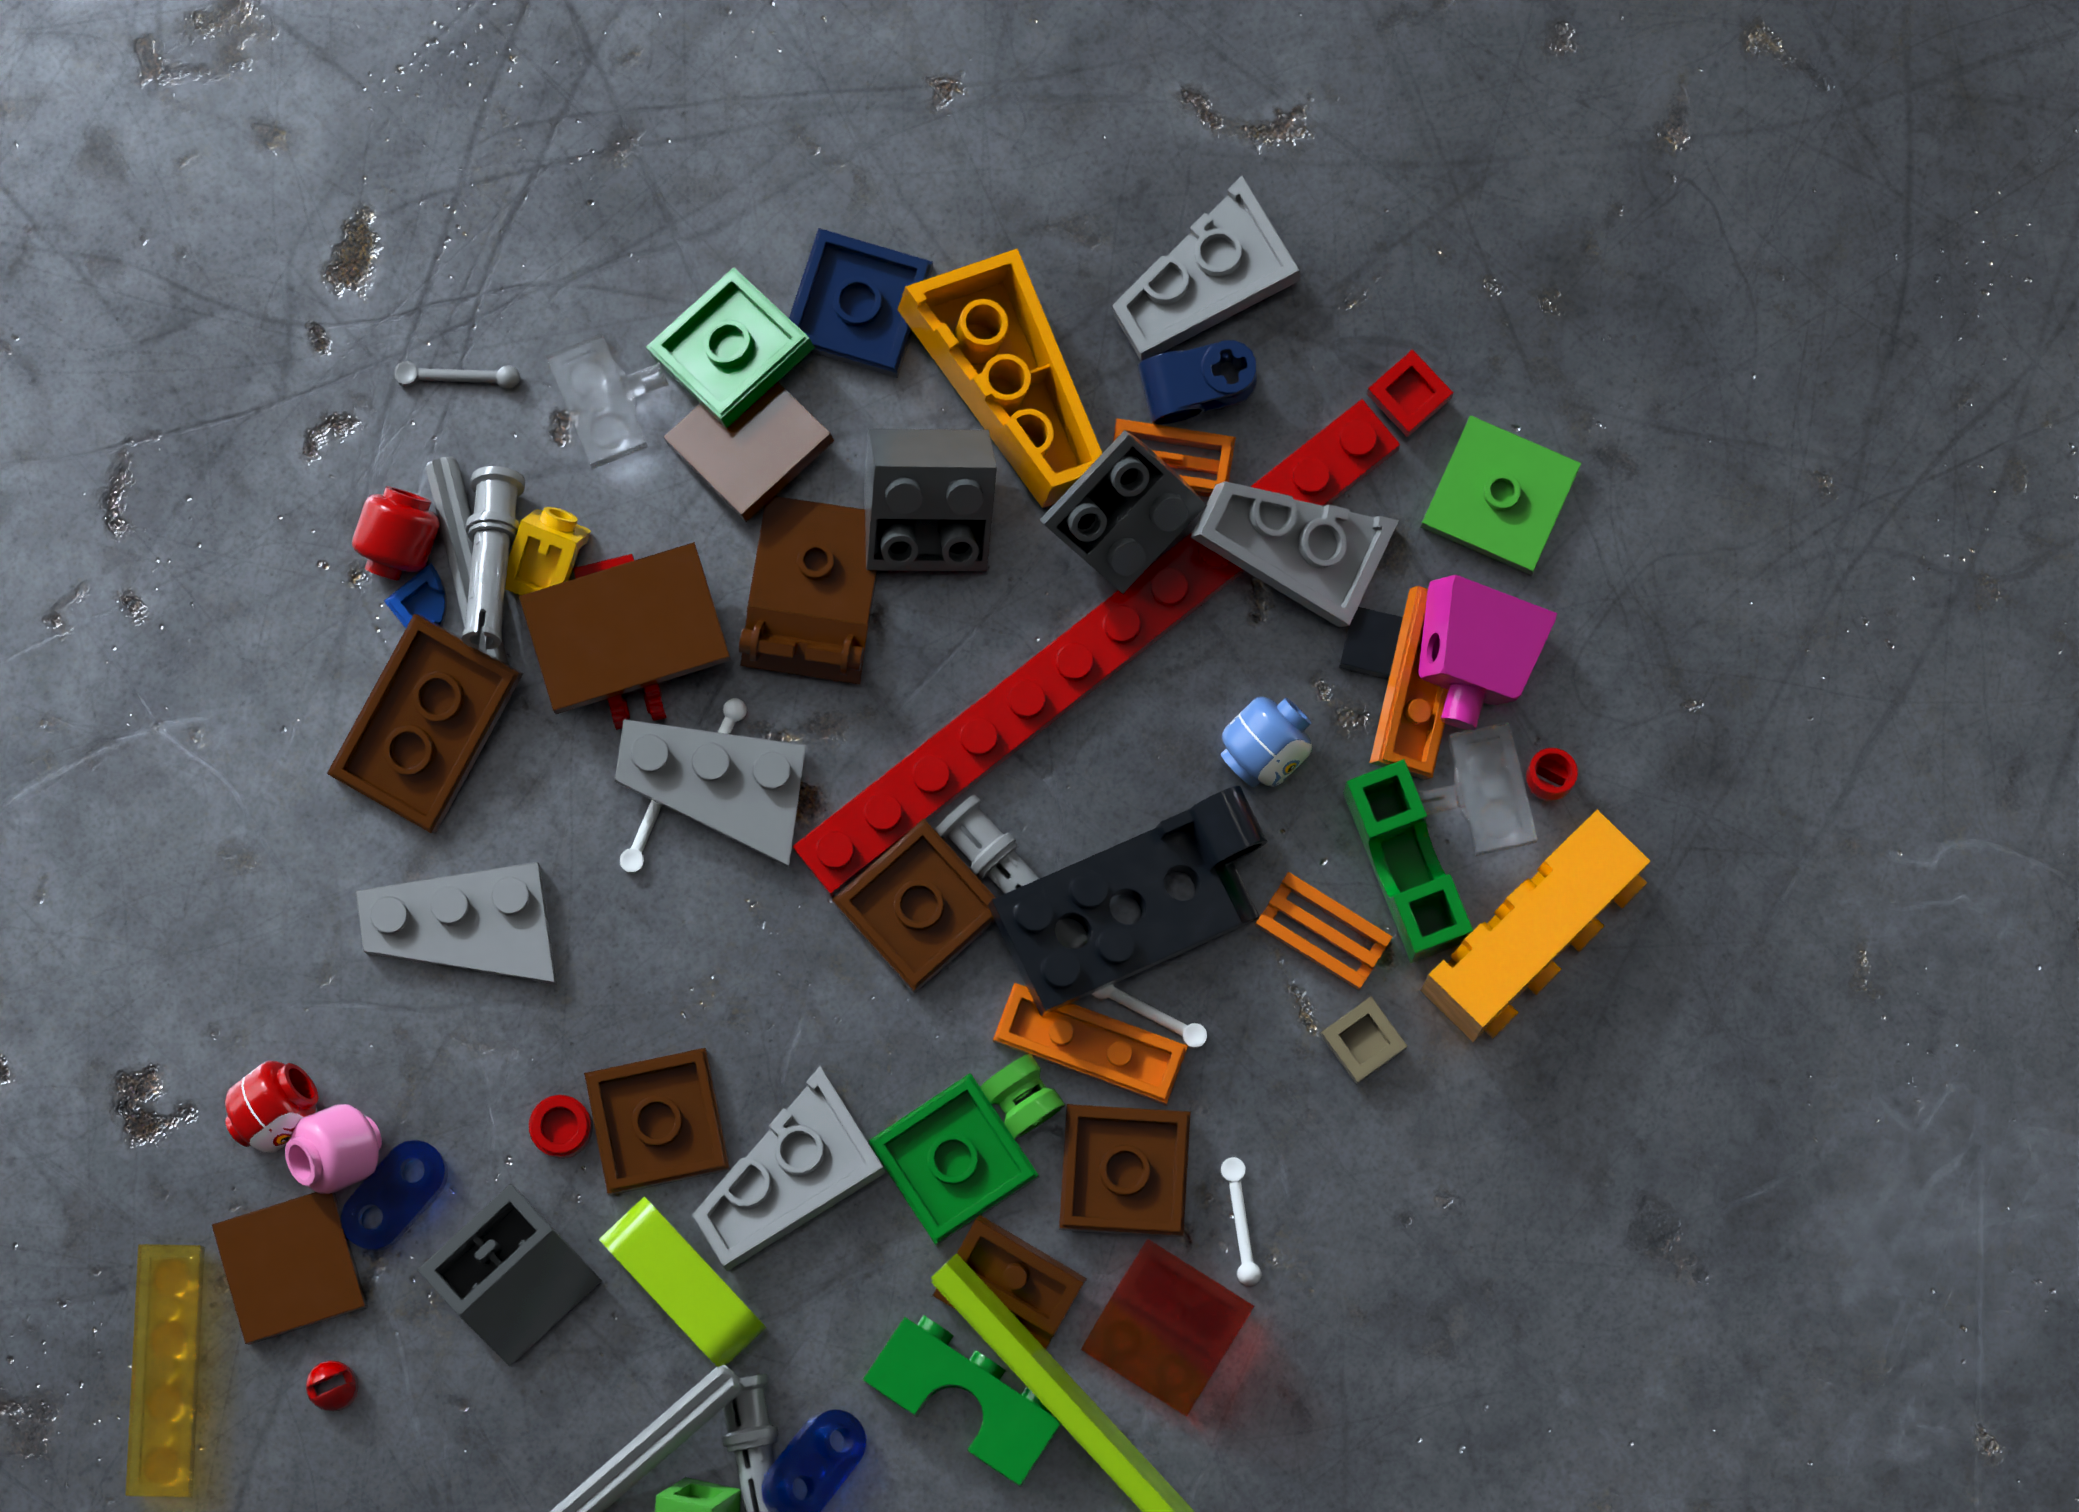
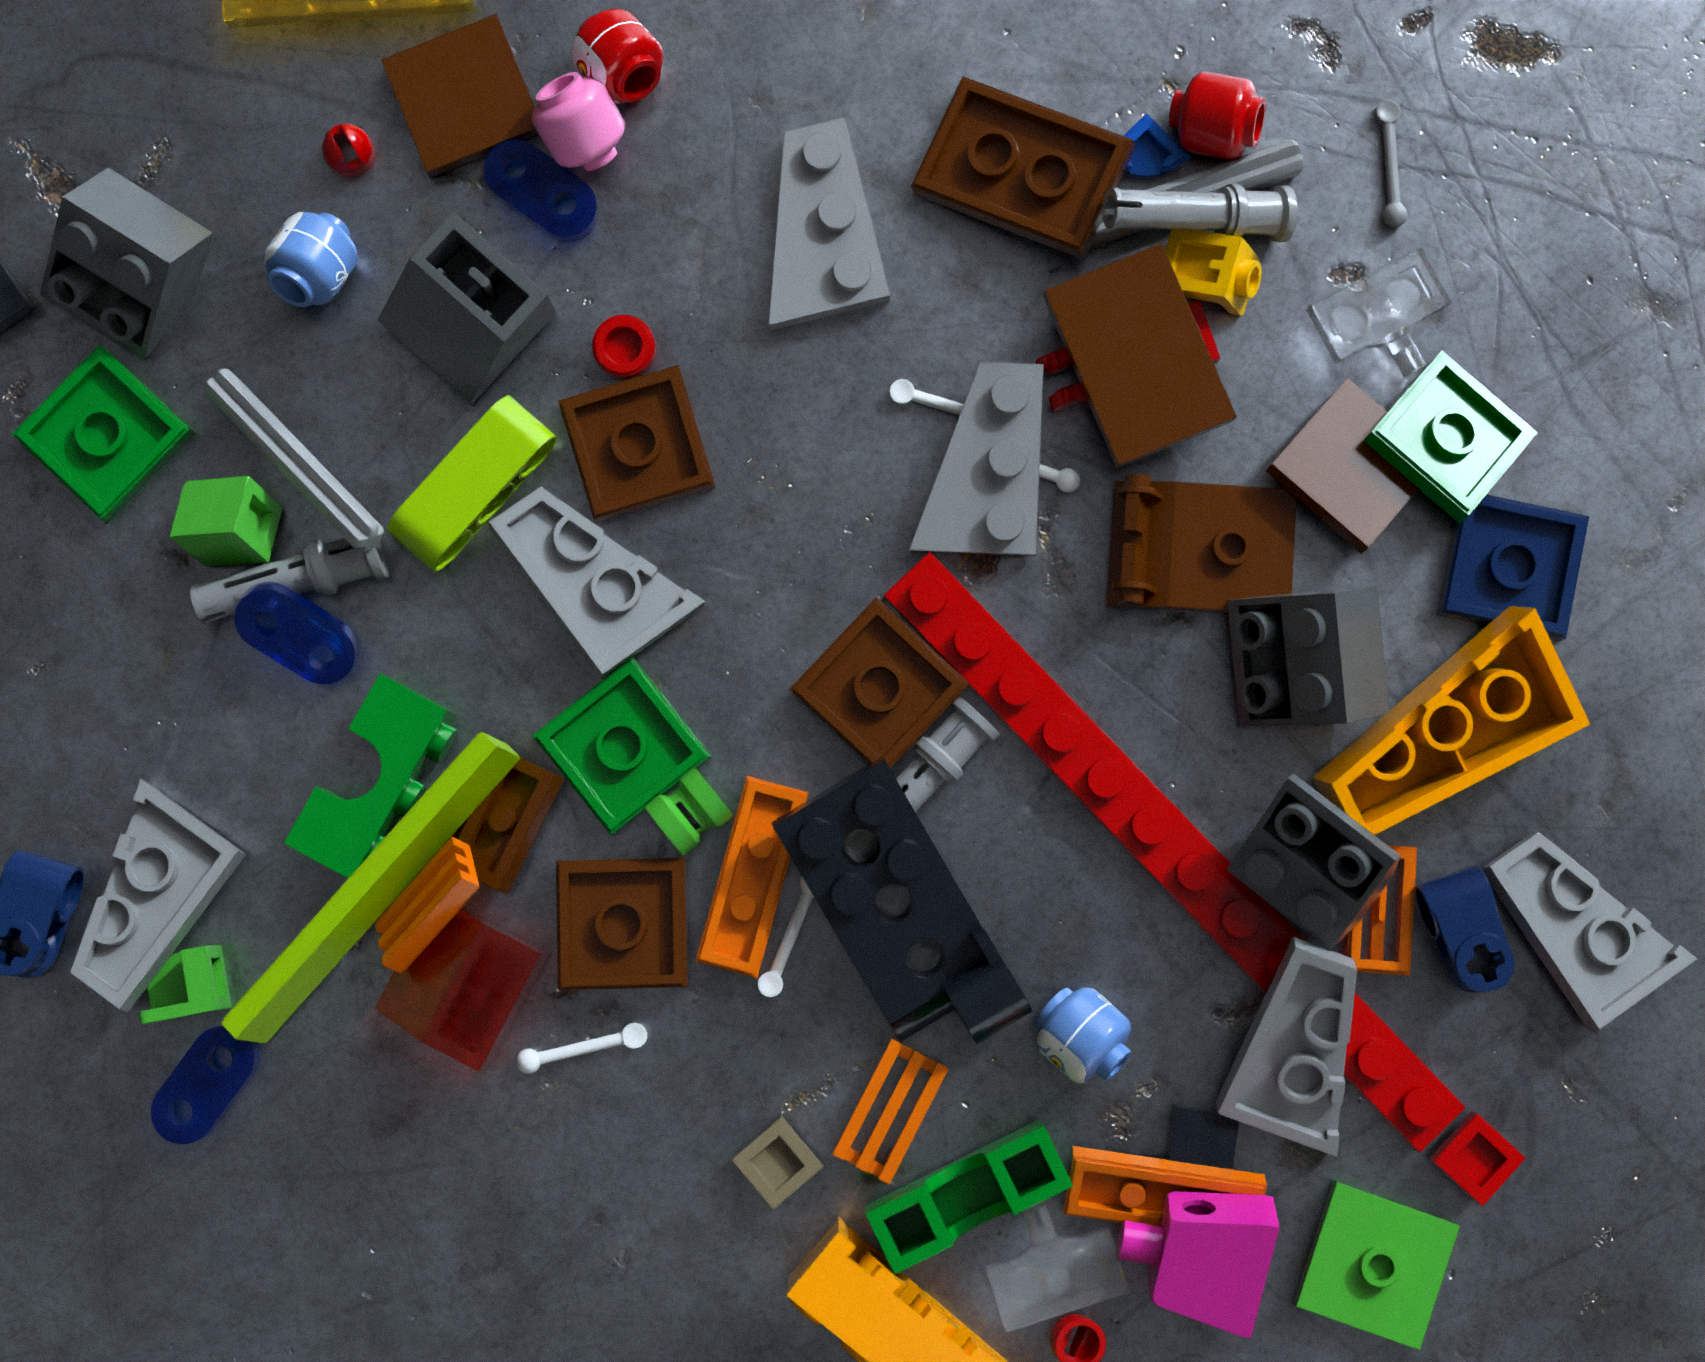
camera: 80 degrees right, 5 degrees up
(442, 1426) = (310, 259): none -> medium blue head
(1091, 1352) = (427, 905): none -> orange tile

